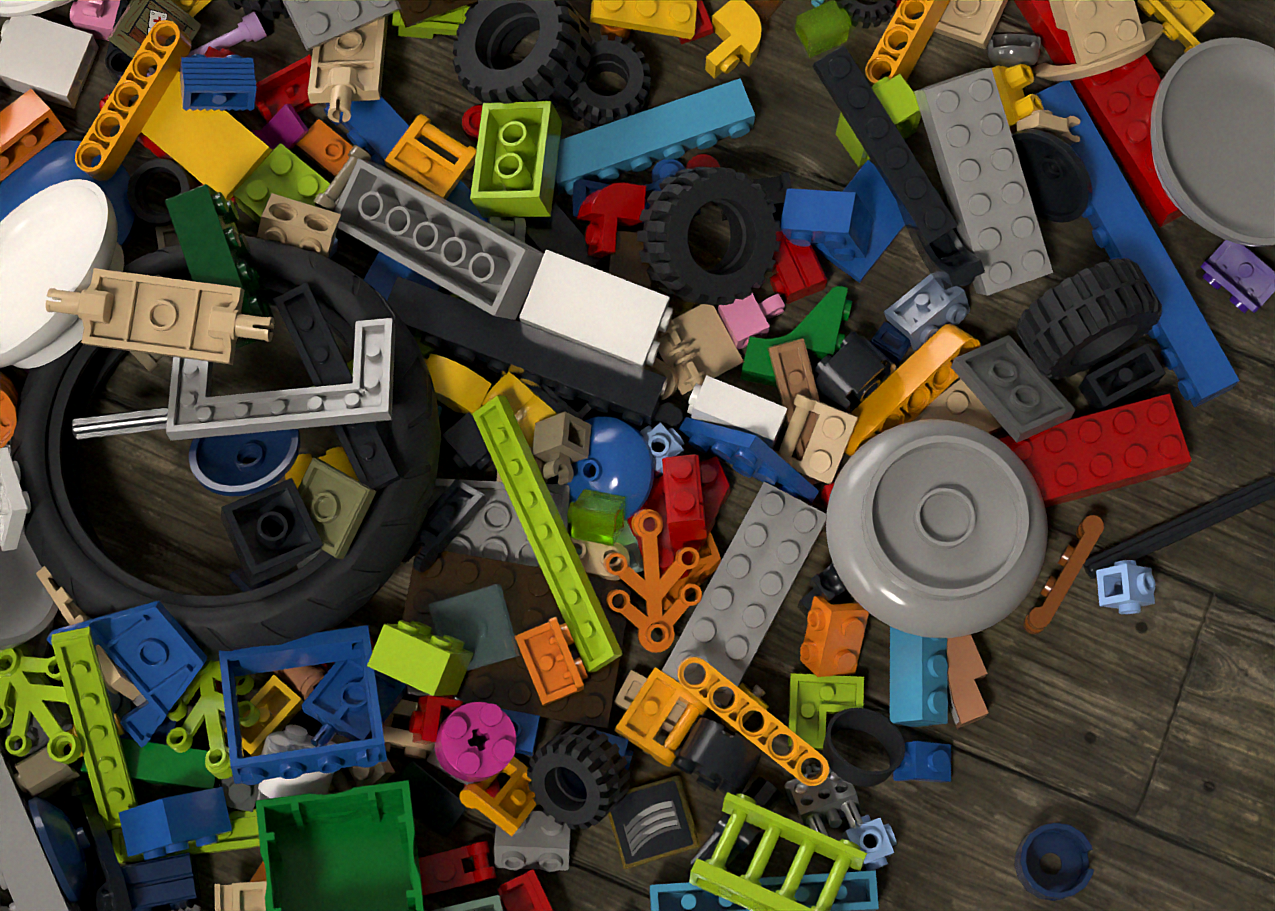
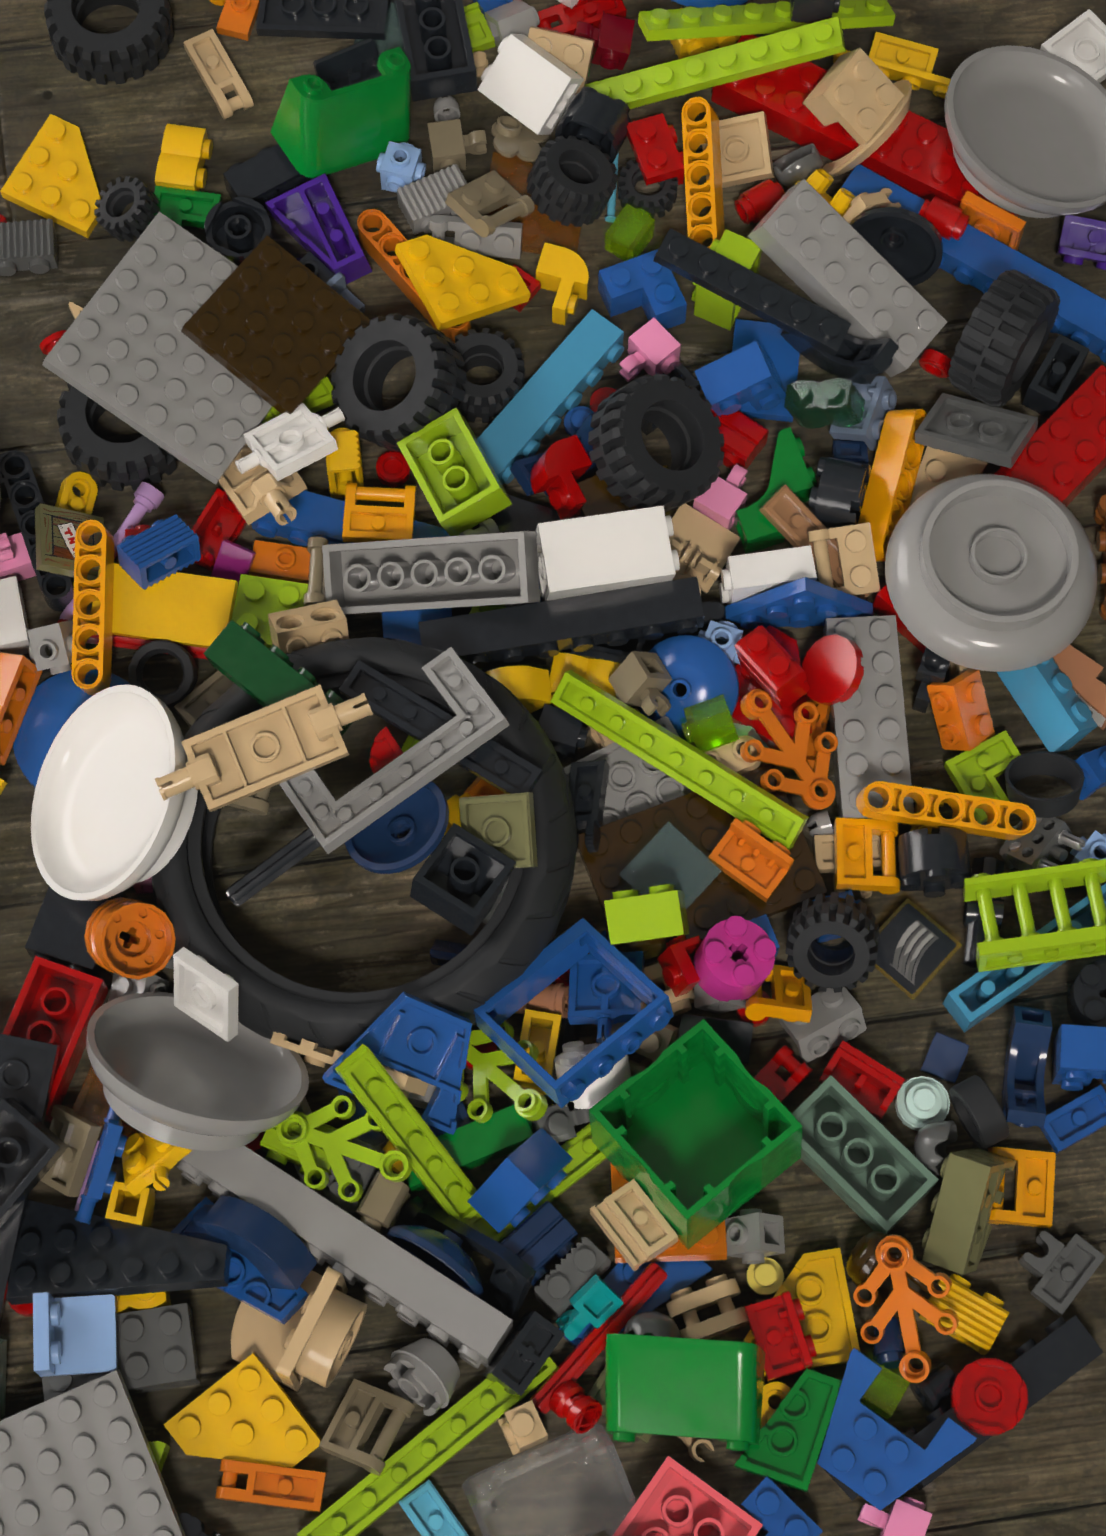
camera: 30 degrees left, 5 degrees down
(80, 112) = (52, 647): none -> light grey brick
(282, 376) = (383, 750): none -> red tile
(389, 50) = (290, 442): none -> white plate
(433, 92) = (345, 463): none -> yellow brick
(647, 662) = (822, 823): none -> light grey hinge
(736, 532) = (833, 669): none -> red tile
(772, 145) = (651, 350): none -> bright pink brick
(792, 77) = (643, 284): none -> blue brick
(893, 283) = (824, 403): none -> clear green brick
(957, 61) = (758, 201): none -> red brick
(1019, 300) = (935, 363): none -> red tile
(1109, 175) = (945, 217): none -> red brick
(1153, 202) = (993, 220): none -> orange tile

